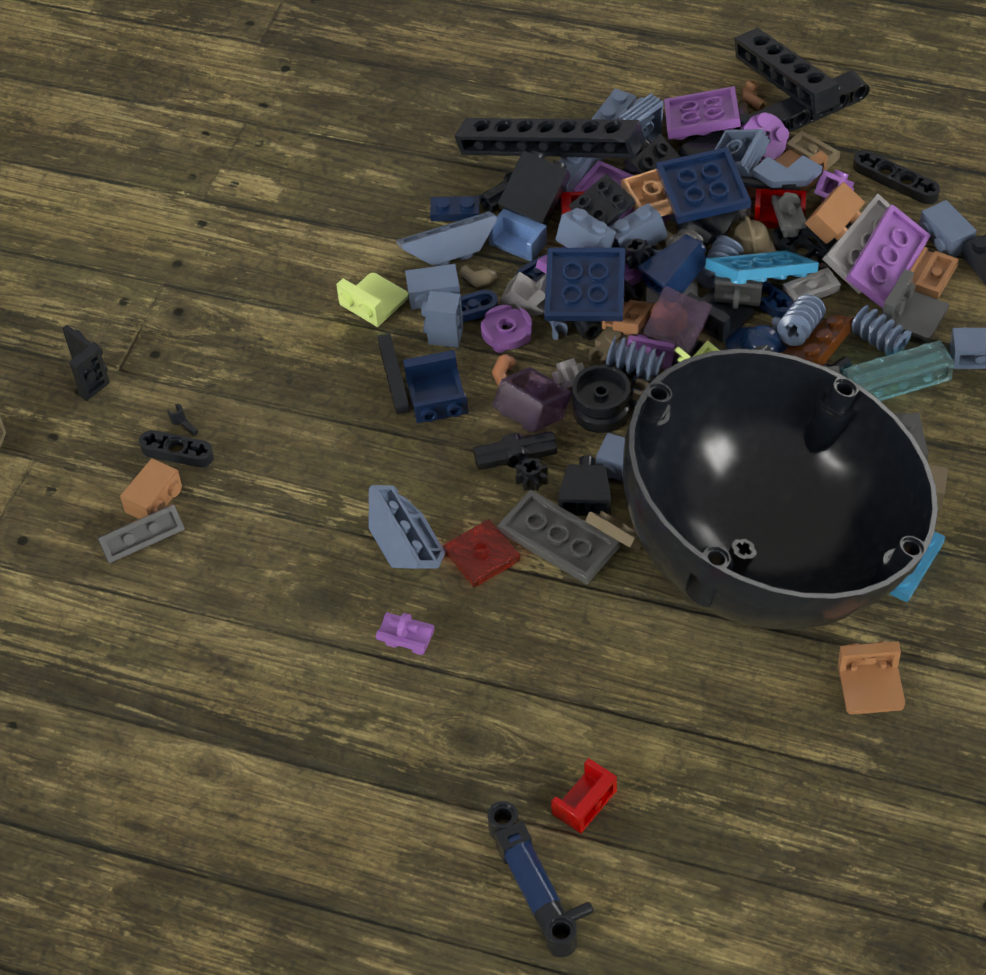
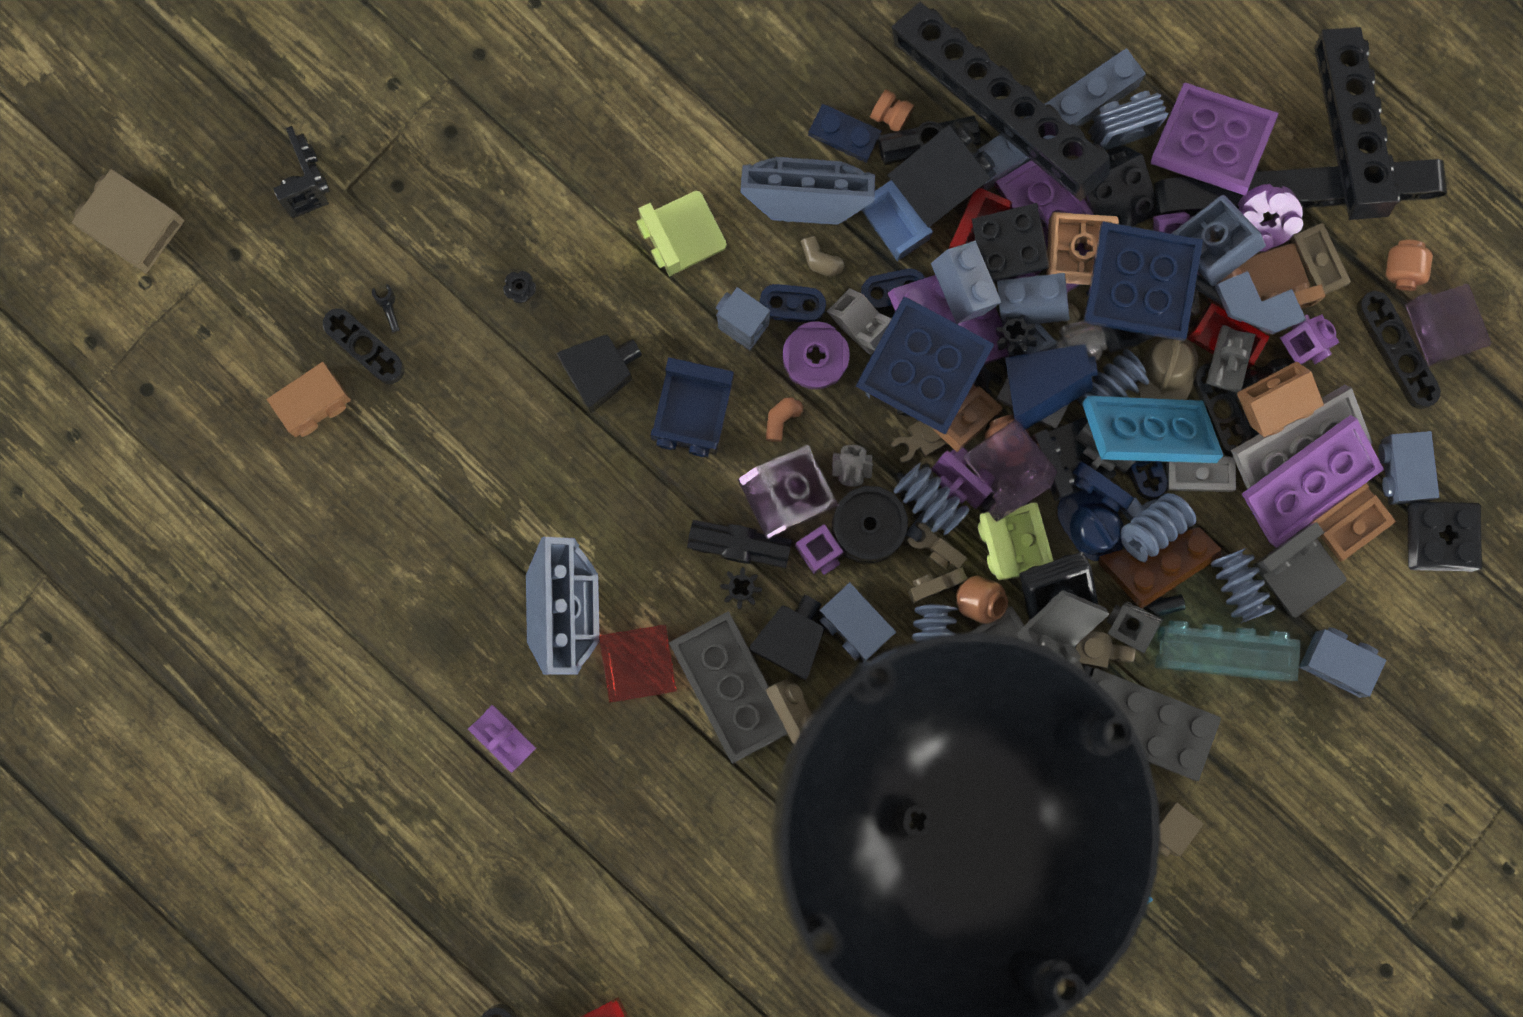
camera: 15 degrees right, 30 degrees up
(140, 533) = (274, 454): dark grey plate -> none
(273, 372) = (519, 295): none -> black plate
(355, 392) = (599, 368): none -> black torso
(393, 373) = (653, 360): black beam -> none
(429, 279) = (757, 252): sand blue brick -> none
(479, 182) = (892, 111): none -> nougat wheel
(574, 426) = (820, 550): none -> medium lavender brick
(743, 111) = (1266, 162): black bar -> none
(749, 94) = (1294, 126): medium nougat arm -> none
(749, 313) = (1113, 496): none -> dark blue plate
(871, 129) = (1409, 264): none -> nougat head
(916, 150) = (1448, 324): none -> bracket

